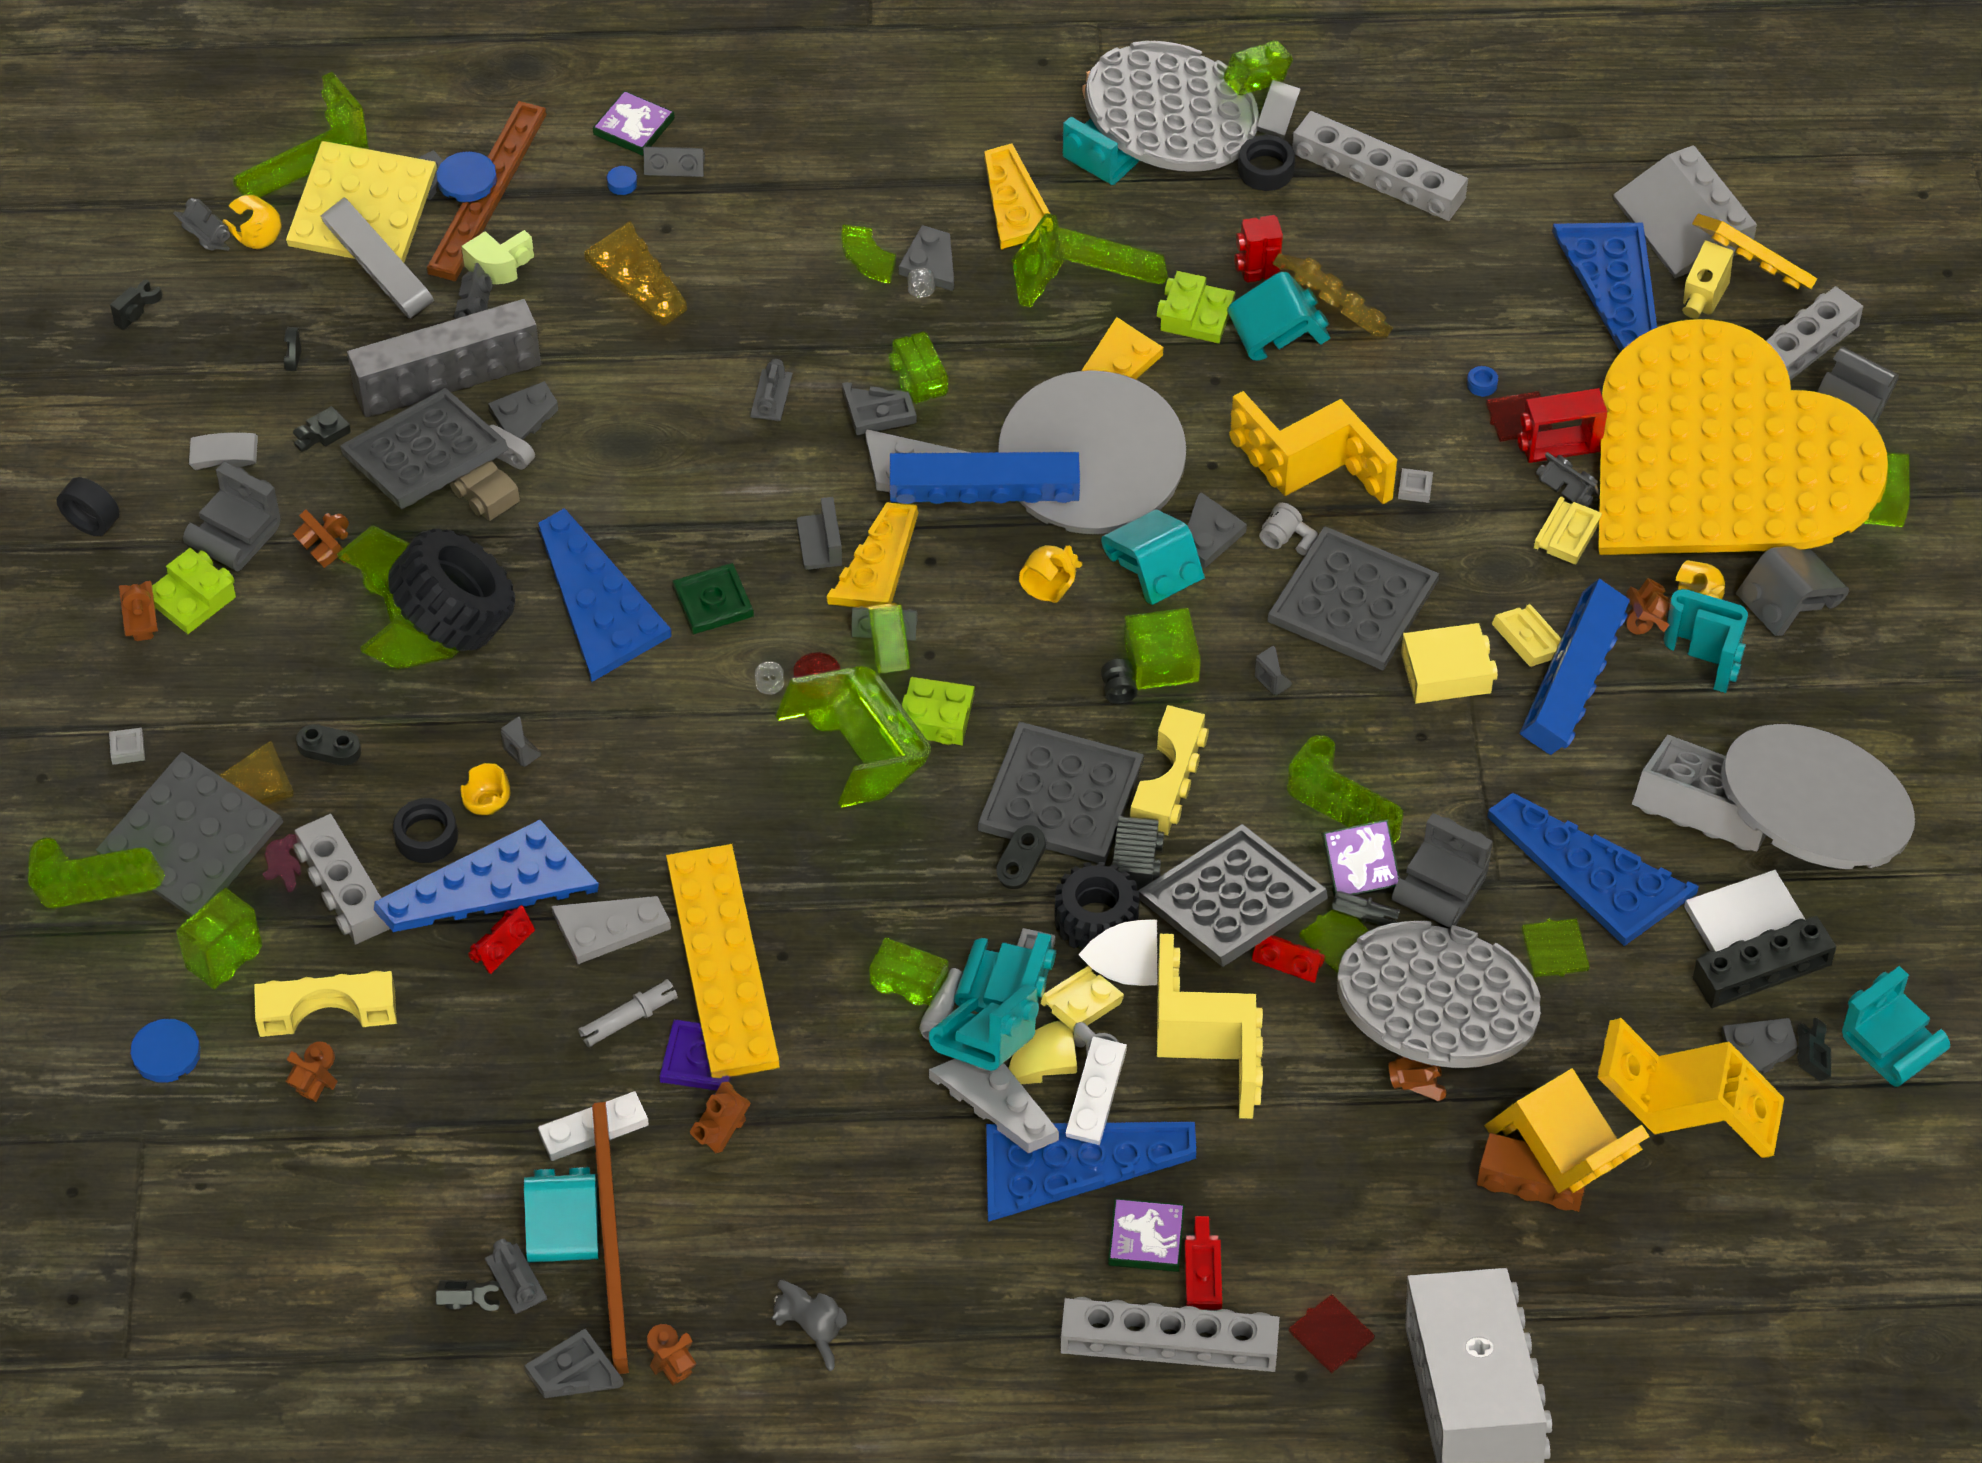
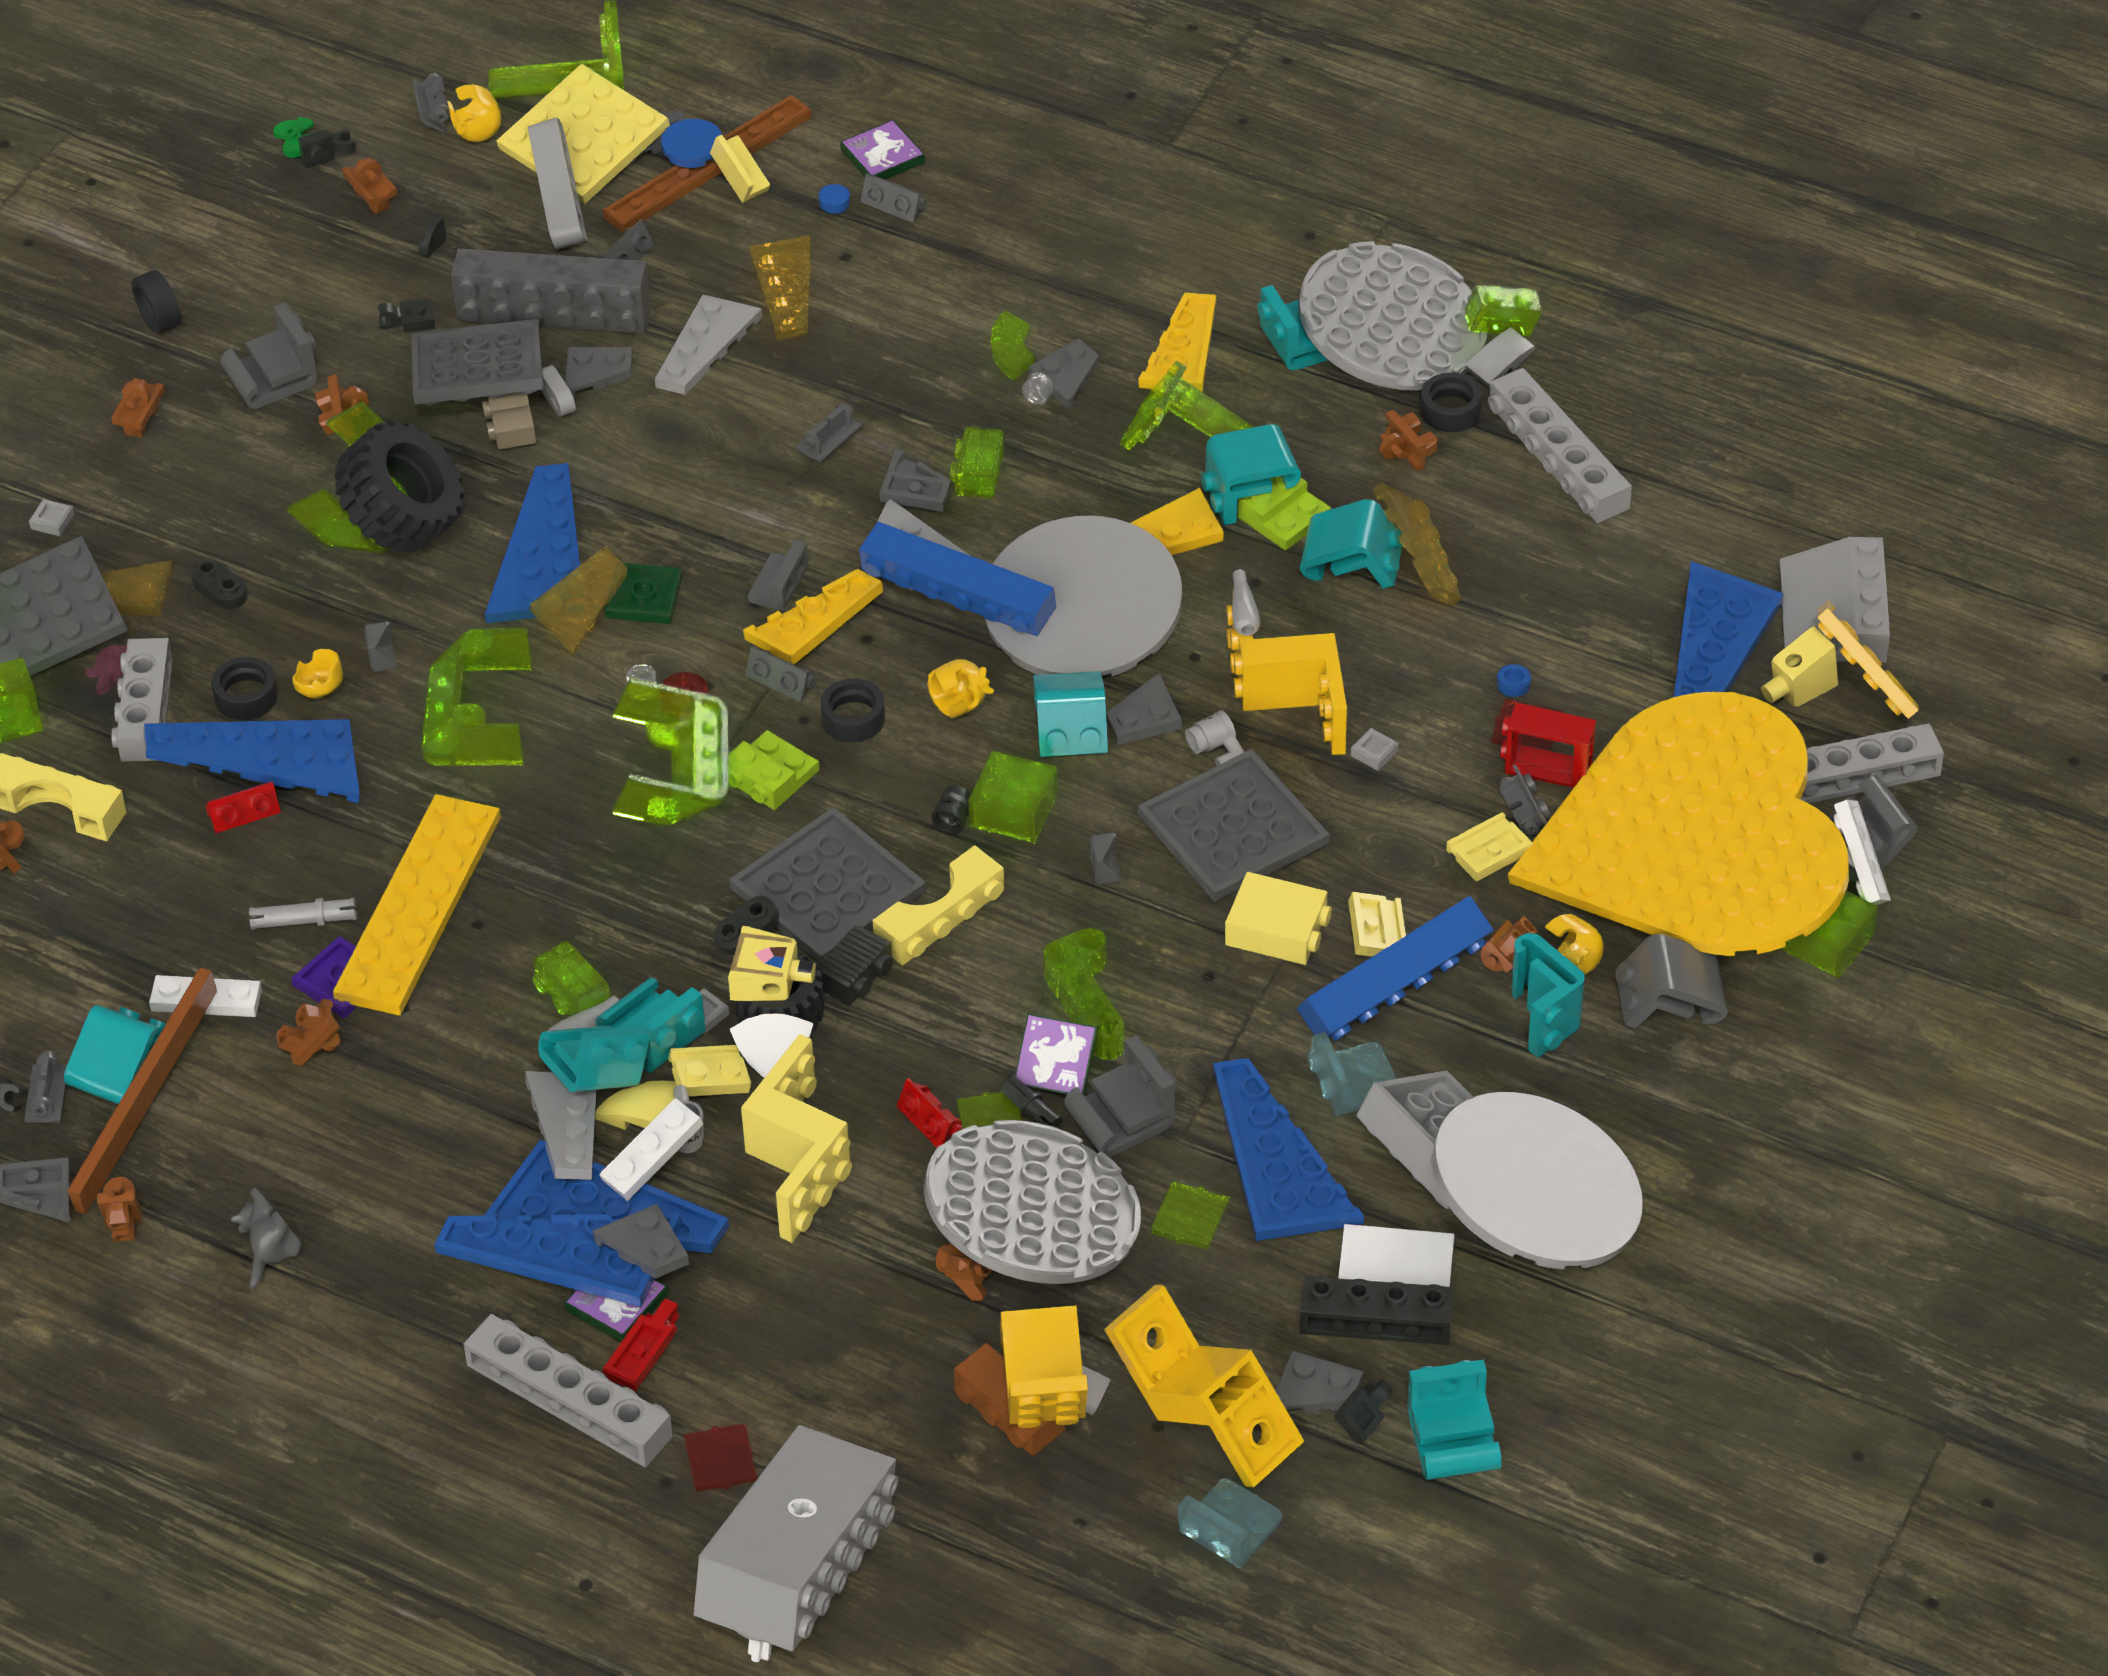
camera: 30 degrees right, 5 degrees down
(89, 301) = (290, 132): none -> green piece
(192, 590) = (198, 408): lime plate -> none
(200, 320) = (371, 184): none -> dark orange hips
(214, 449) = (312, 299): light grey slope -> none
(497, 259) = (671, 227): yellowish green brick -> none
(525, 184) = (739, 167): none -> light yellow panel
(602, 351) = (703, 340): none -> light grey wing
(609, 925) = (345, 834): light grey wing -> none
(638, 790) = (456, 731): none -> clear neon green windscreen
(669, 626) = (577, 600): none -> clear yellow wing
(888, 637) = (762, 684): clear neon green brick -> none
(971, 648) = (852, 728): none -> black tyre
(1087, 886) = (766, 967): none -> light yellow torso
(1095, 1208) = (550, 1251): none -> blue wing
(1153, 1174) = (645, 1241): none -> dark grey wing
(1154, 284) = (1242, 465): none -> teal piece
(1232, 895) = (910, 1036): dark grey plate -> none
(1247, 204) = (1403, 442): none -> dark orange hips
(1258, 247) = (1373, 464): red brick -> none
(1259, 407) = (1244, 609): none -> light grey piece
(1601, 770) = (1347, 1073): none -> clear light blue bracket
(1779, 1193) = (1229, 1521): none -> clear light blue bracket
(1851, 393) = (1861, 852): none -> white plate

